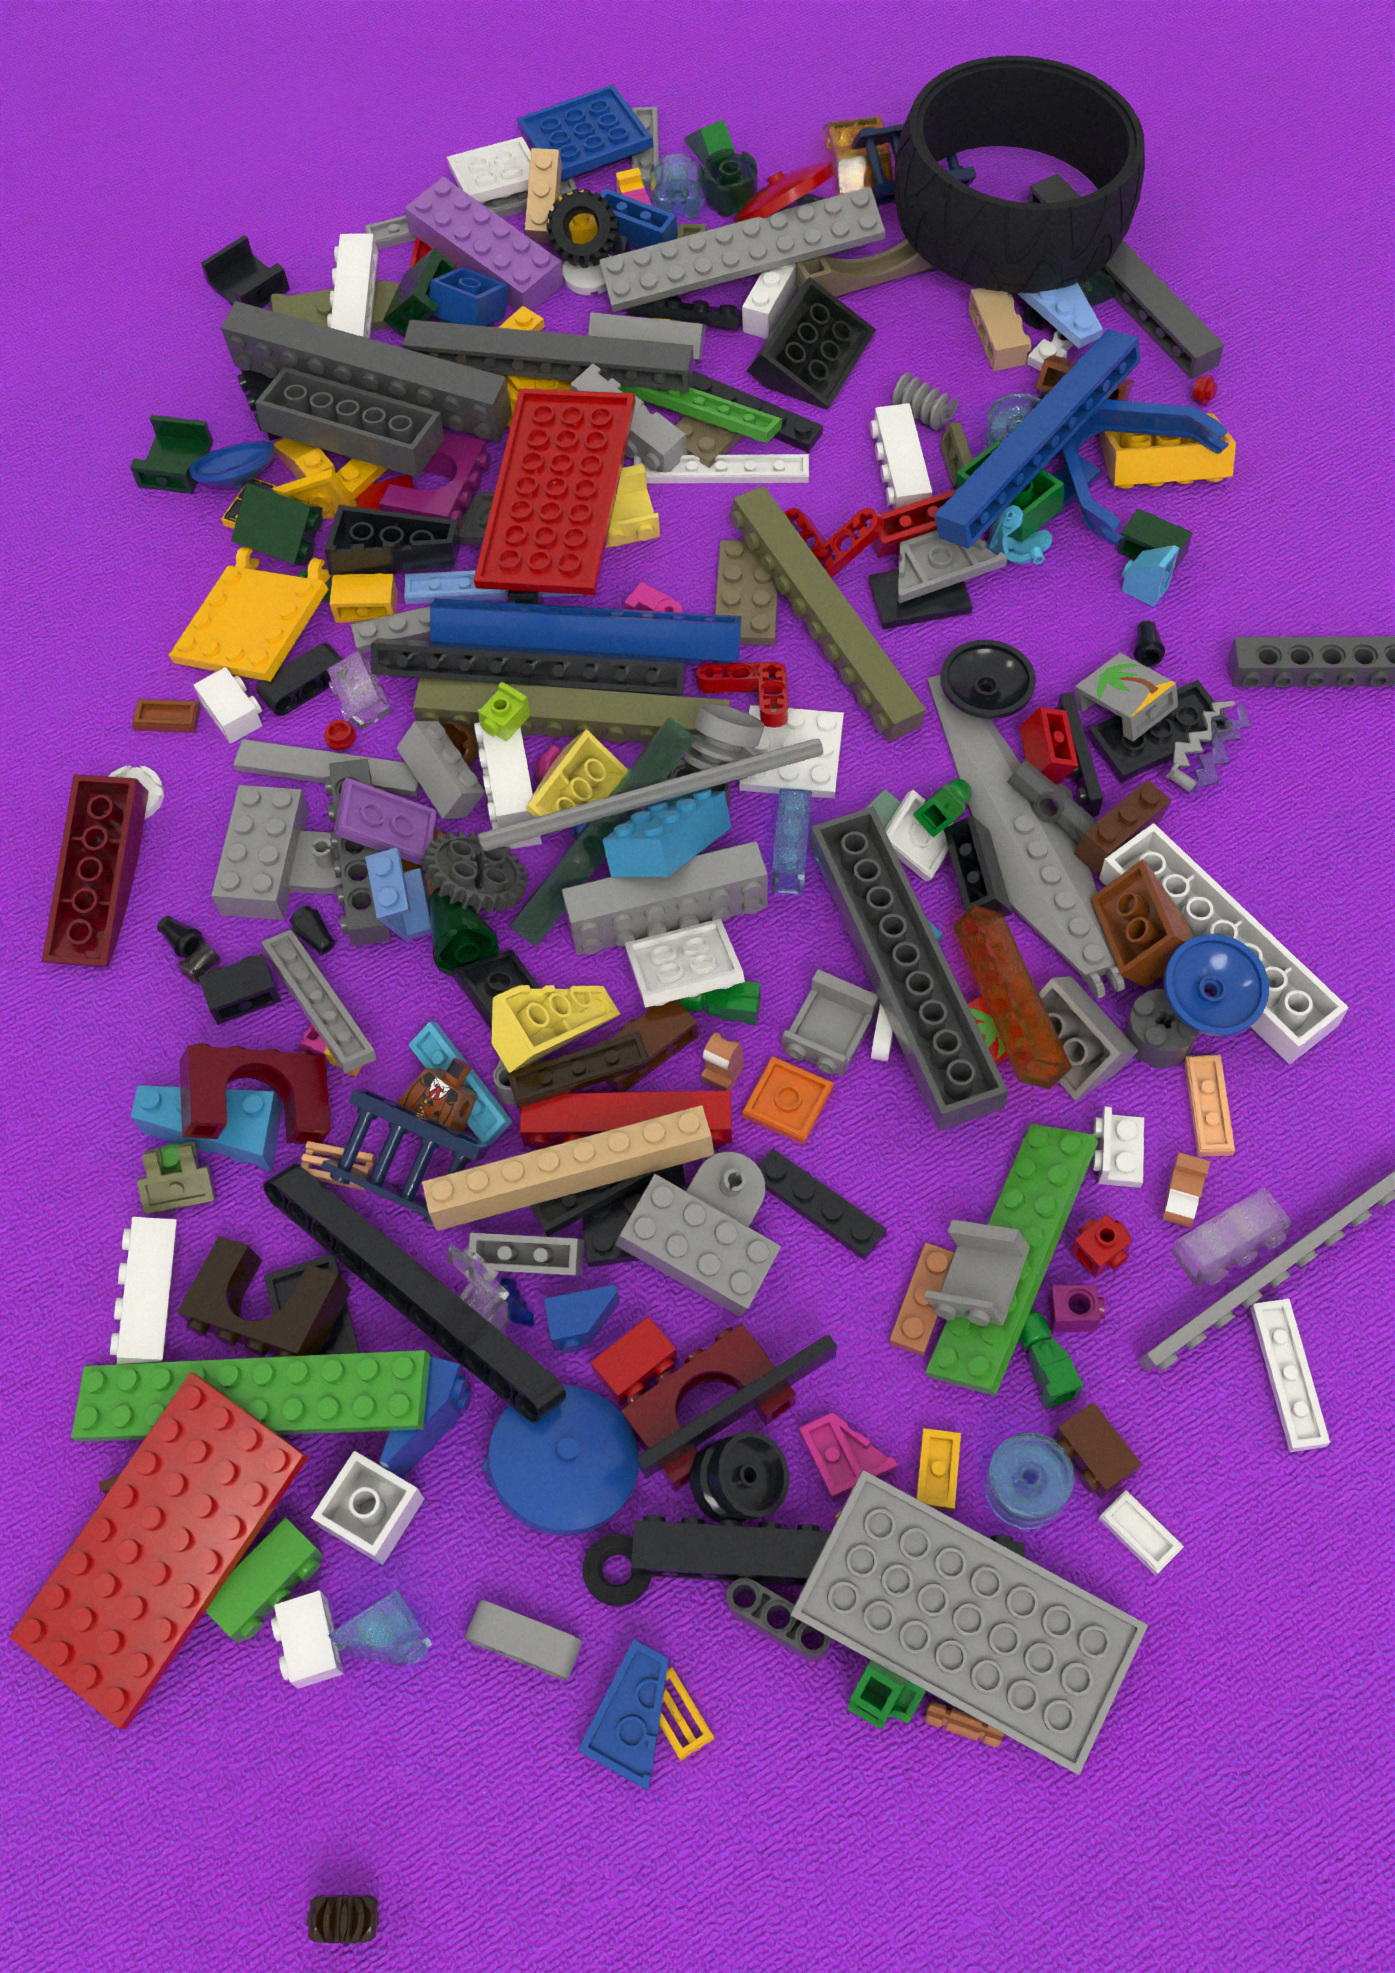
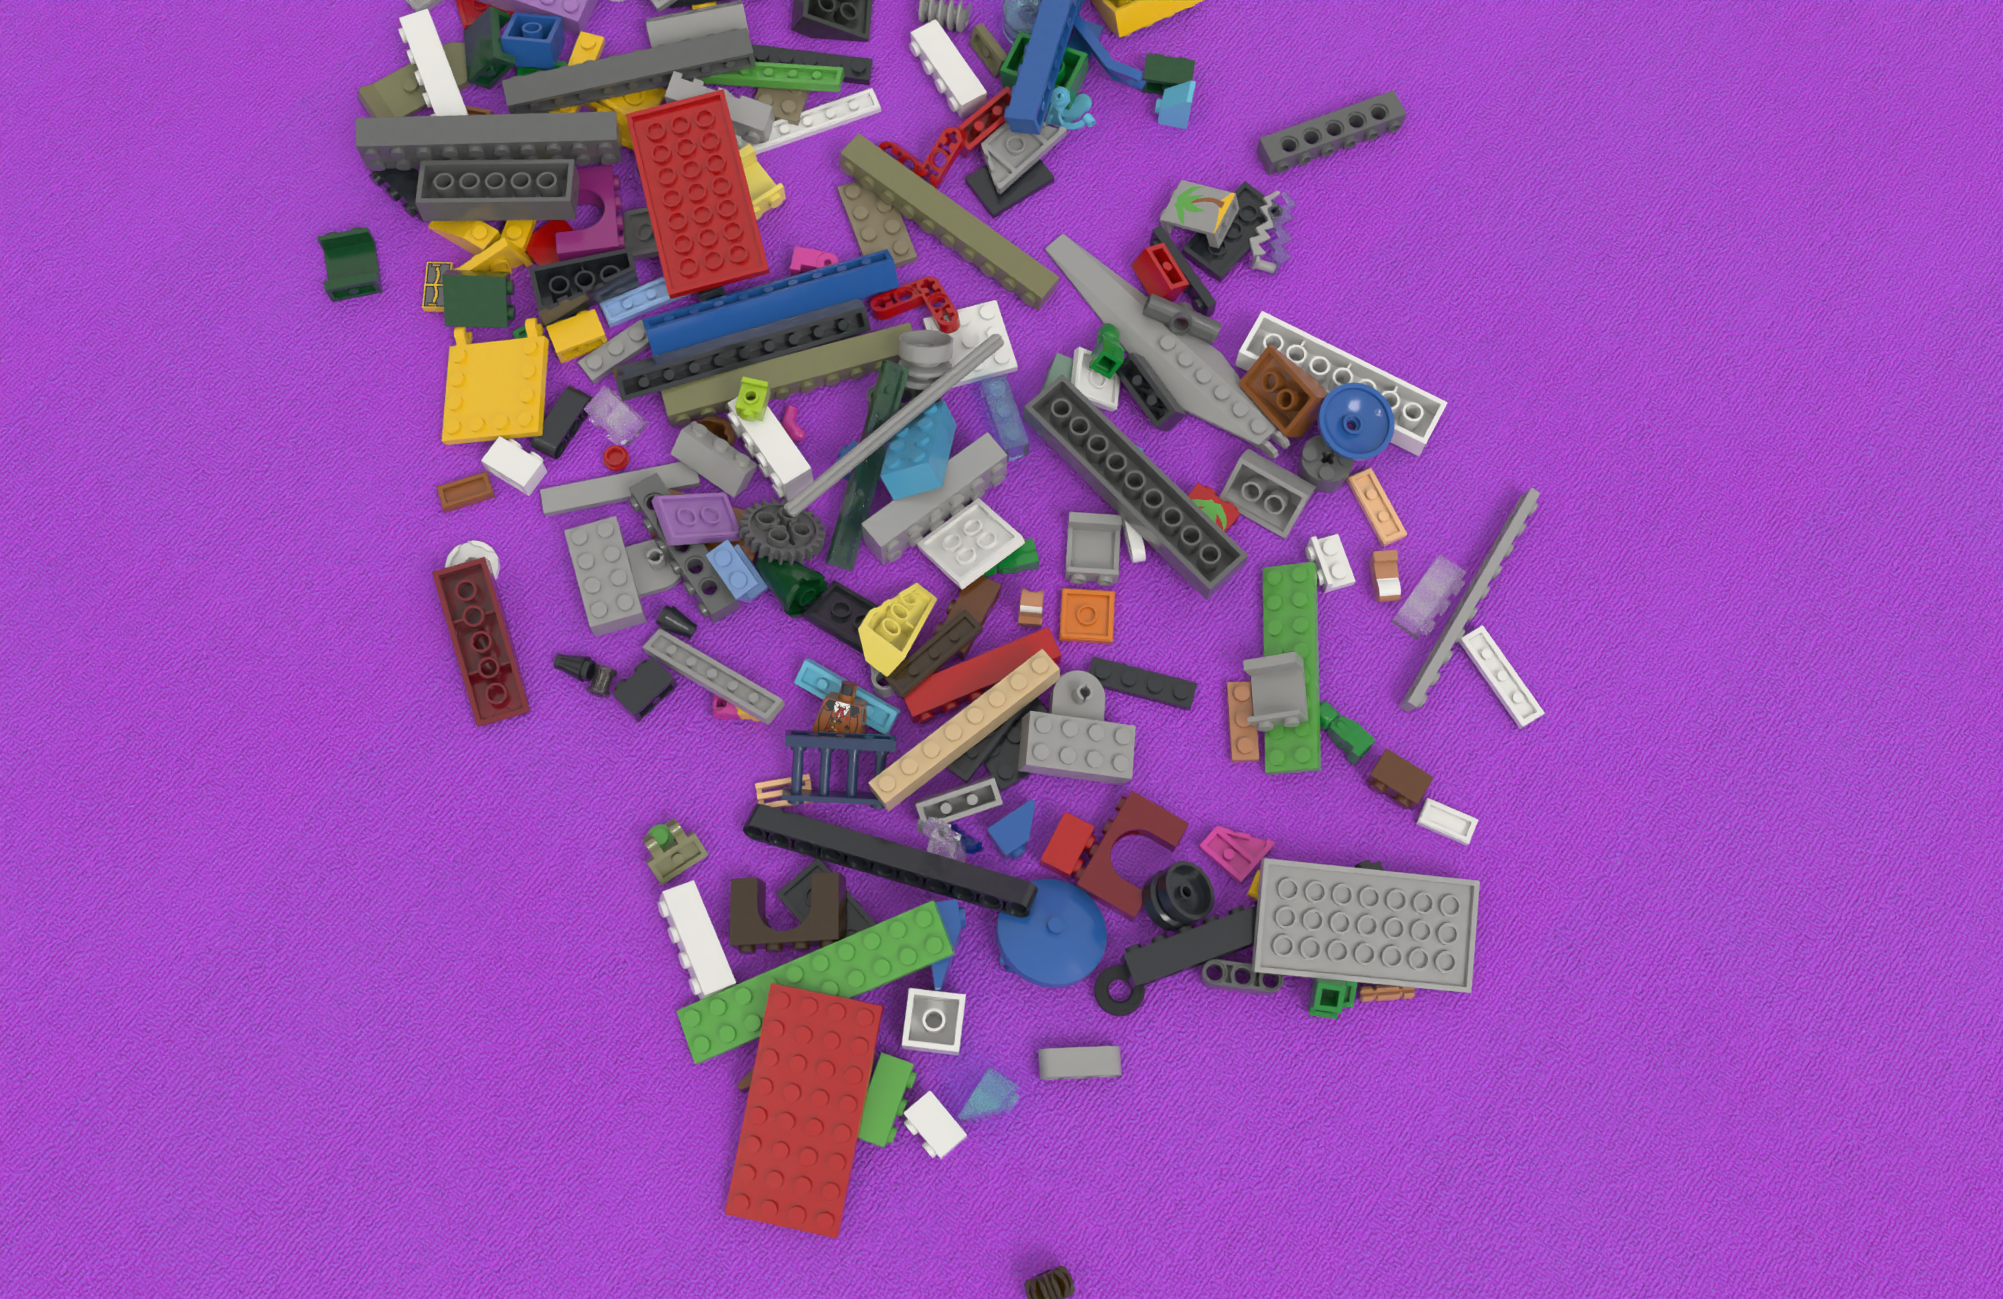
camera: 30 degrees left, 10 degrees up
(233, 464) = (409, 255): blue dish -> none
(243, 277) = (324, 80): black panel -> none
(249, 1131) = (686, 795): dark azure wedge -> none
(296, 1078) = (726, 741): dark red arch -> none
(577, 776) = (825, 429): light yellow wedge -> none
(629, 1717) = (1173, 1079): blue wing -> none
(694, 1744) = (1194, 1075): yellow tile -> none
(736, 1406) = (1156, 849): black tile -> none
(938, 1469) = (1302, 834): yellow plate -> none
(992, 668) = (1098, 225): black dish -> none
(1012, 997) = (1216, 481): clear orange brick -> none
(1023, 1459) = (1373, 804): clear light blue wheel -> none
(1065, 1320) = (1336, 693): magenta brick -> none
(1101, 1245) = (1347, 637): red brick -> none
(1121, 824) = (1238, 319): reddish brown brick -> none
(1148, 644) = (1196, 163): black cone -> none

